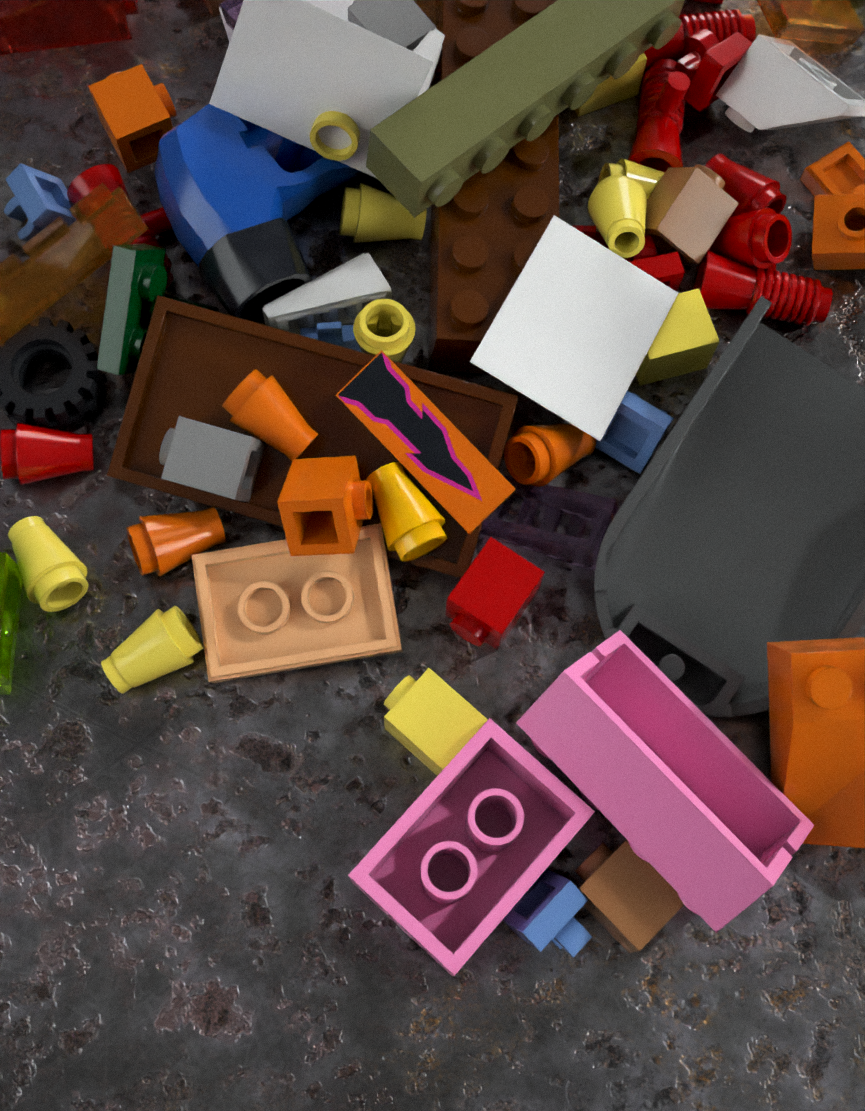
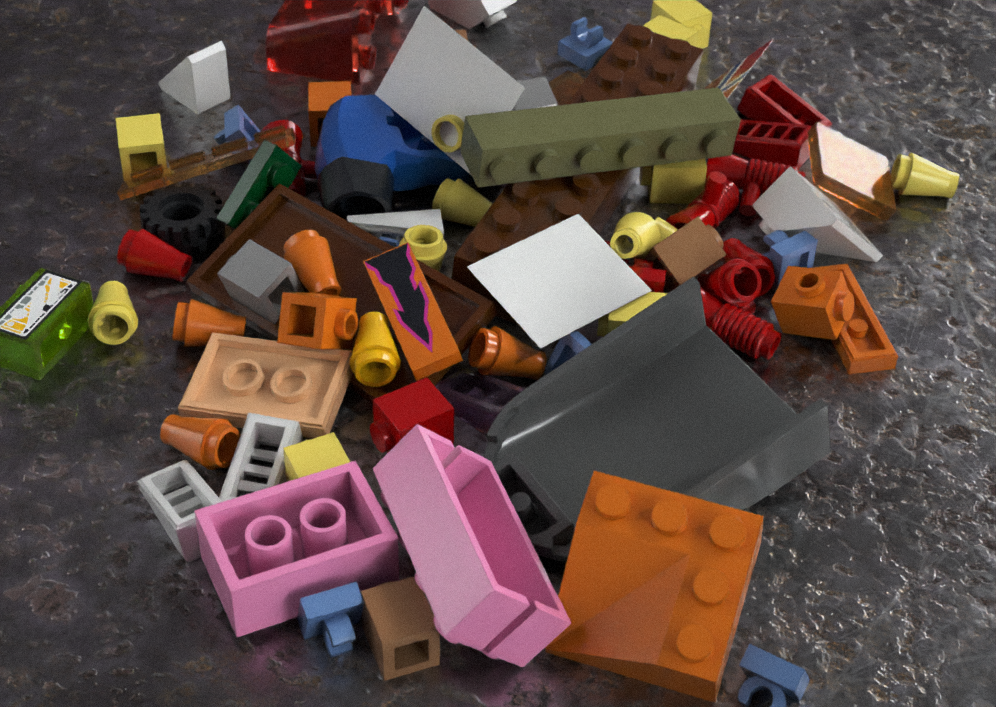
camera: 25 degrees right, 30 degrees down
(153, 650) = (153, 377): light yellow cone -> none
(265, 719) = (204, 440): none -> orange cone
(340, 853) = (177, 508): none -> white slope
(361, 783) = (256, 431): none -> white slope
(714, 66) = (751, 184): red tile -> none
(782, 159) = (791, 251): none -> medium blue tile

